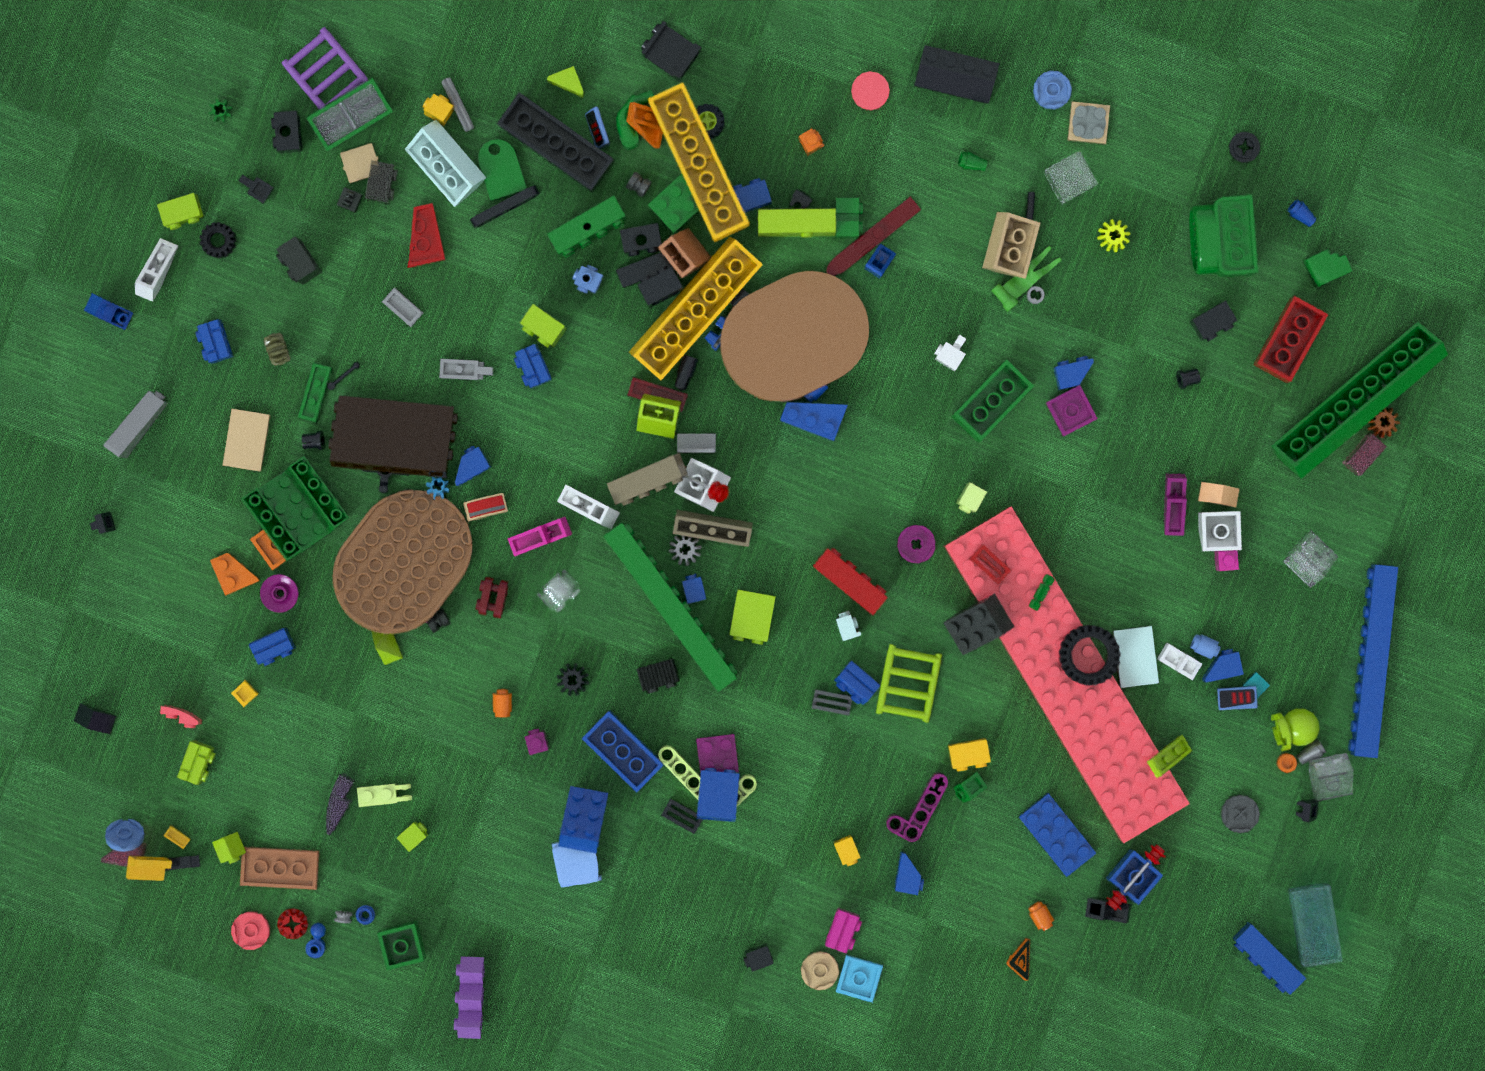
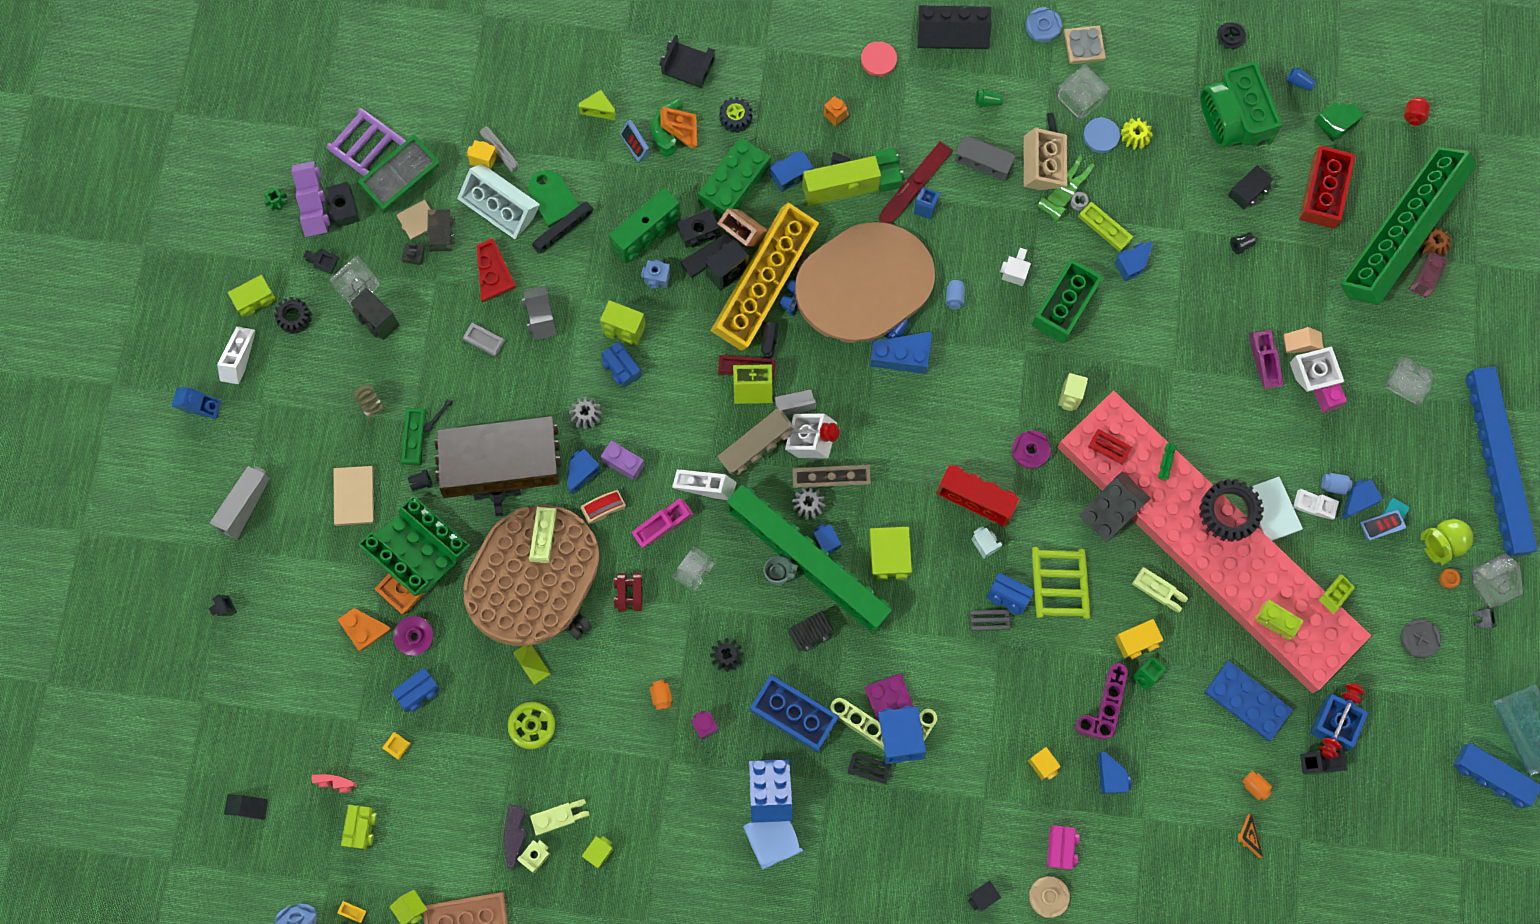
camera: 15 degrees left, 15 degrees down
(214, 341) = (306, 408): blue brick -> none
(256, 119) = (310, 198): none -> medium lavender brick
(285, 221) = (353, 280): none -> clear slope
(347, 831) = (534, 864): none -> yellowish green brick
(373, 687) = (544, 735): none -> lime plate
(421, 524) = (542, 535): none -> yellowish green tile
(435, 492) = (552, 497): dark azure gear -> none
(462, 294) = (539, 312): none -> dark grey brick
(464, 369) = (555, 382): light grey hinge -> none
(493, 412) = (580, 418): none -> light grey gear
(514, 466) = (622, 461): none -> medium lavender brick
(555, 142) = (598, 159): black brick -> none
(638, 184) = (684, 181): dark grey wheel -> none
(641, 610) = (779, 570): none -> sand green piece
(698, 162) = (737, 141): yellow brick -> none
(859, 978) = (1091, 895): medium azure tile -> none
(883, 367) = (955, 294): none -> medium blue brick
(951, 226) = (984, 157): none -> dark grey brick
(1001, 709) = (1158, 589): none -> yellowish green hinge
(1054, 329) = (1105, 226): none -> lime plate
(1071, 410) = (1143, 295): magenta plate -> none
(1078, 228) = (1101, 135): none -> medium blue tile
(1102, 772) = (1278, 620): none -> lime brick
(1311, 751) = (1471, 560): flat silver cone -> none
(1410, 276) = (1417, 111): none -> red head

